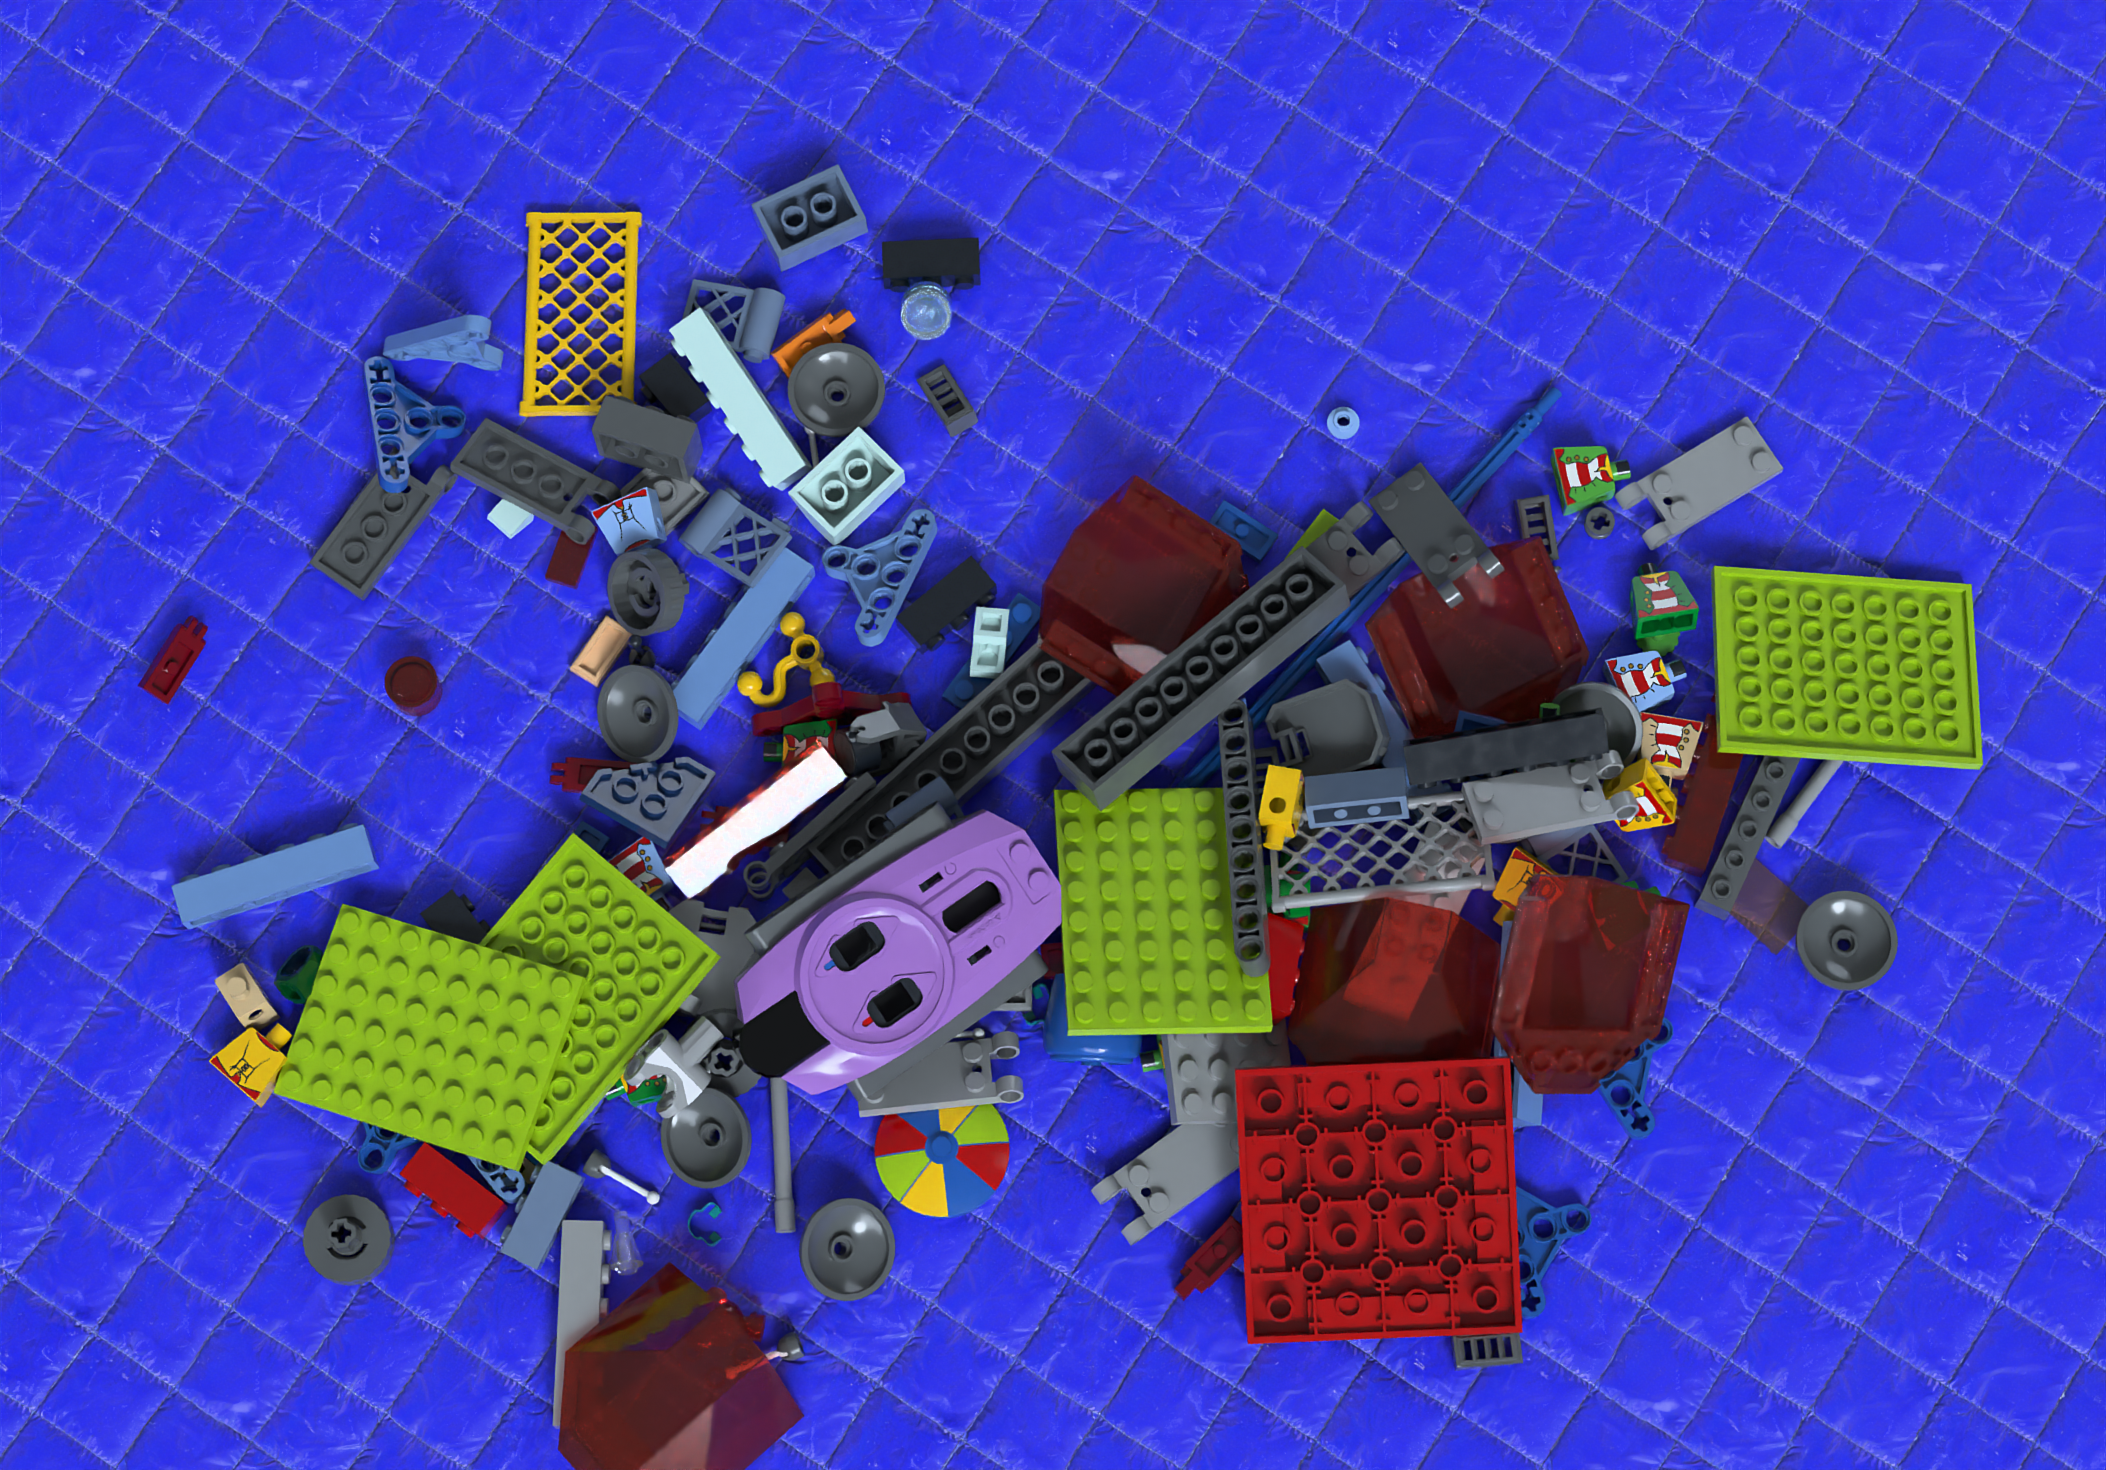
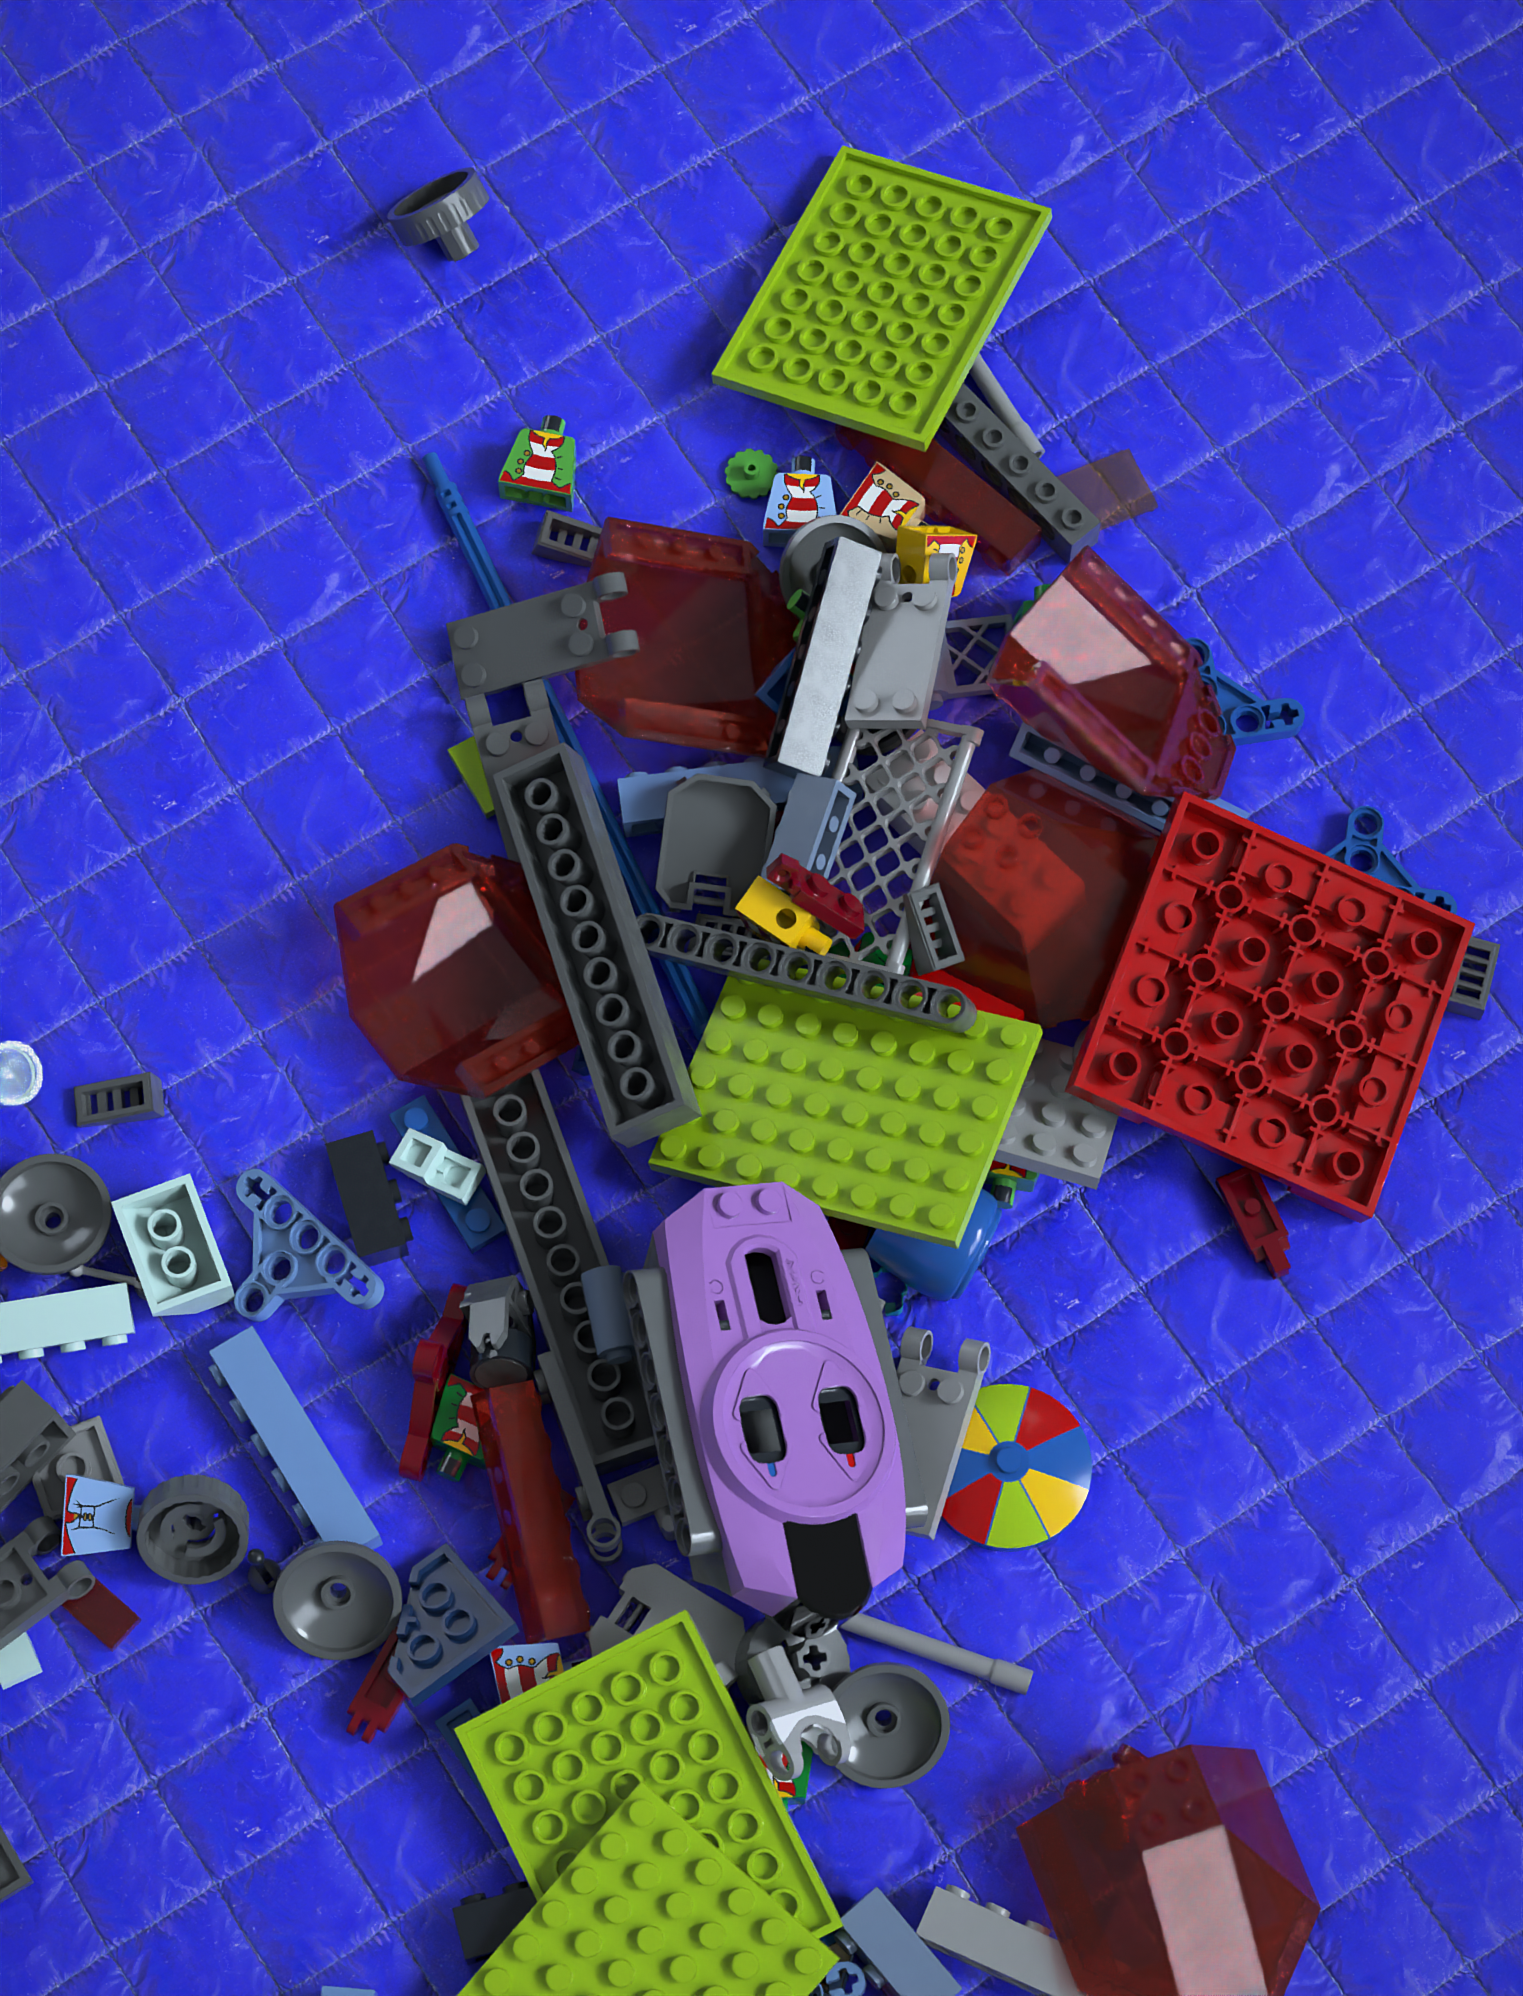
camera: 70 degrees left, 5 degrees down
(413, 686) = (173, 1859): clear red piece -> none
(600, 1166) = (862, 1870): hinge -> none
(601, 652) = (233, 1619): light nougat tile -> none
(625, 1254) = (978, 1879): clear cone -> none
(713, 529) = (142, 1419): sand blue piece -> none
(713, 1213) = (971, 1759): piece -> none
(788, 1348) = (1169, 1731): dark grey hinge -> none
(793, 626) = (389, 1375): yellow piece -> none
(865, 1249) = (1085, 1615): dark grey dish -> none
(1175, 1172) = (1141, 1219): light grey hinge -> none
(1252, 535) = (432, 837): blue plate -> none
(1306, 822) = (818, 896): none -> dark red hinge
(1322, 933) = (946, 939): none -> dark grey slope
(1343, 432) = (361, 698): light blue plate -> none
(1514, 879) = (980, 708): yellow torso -> none
(1593, 515) = (600, 465): dark grey bush -> none
(1660, 603) = (722, 449): green torso -> none
(1703, 480) = (602, 354): light grey hinge -> none
(1758, 307) = (442, 213): none -> dark grey piece
(1862, 925) = (1184, 406): dark grey dish -> none

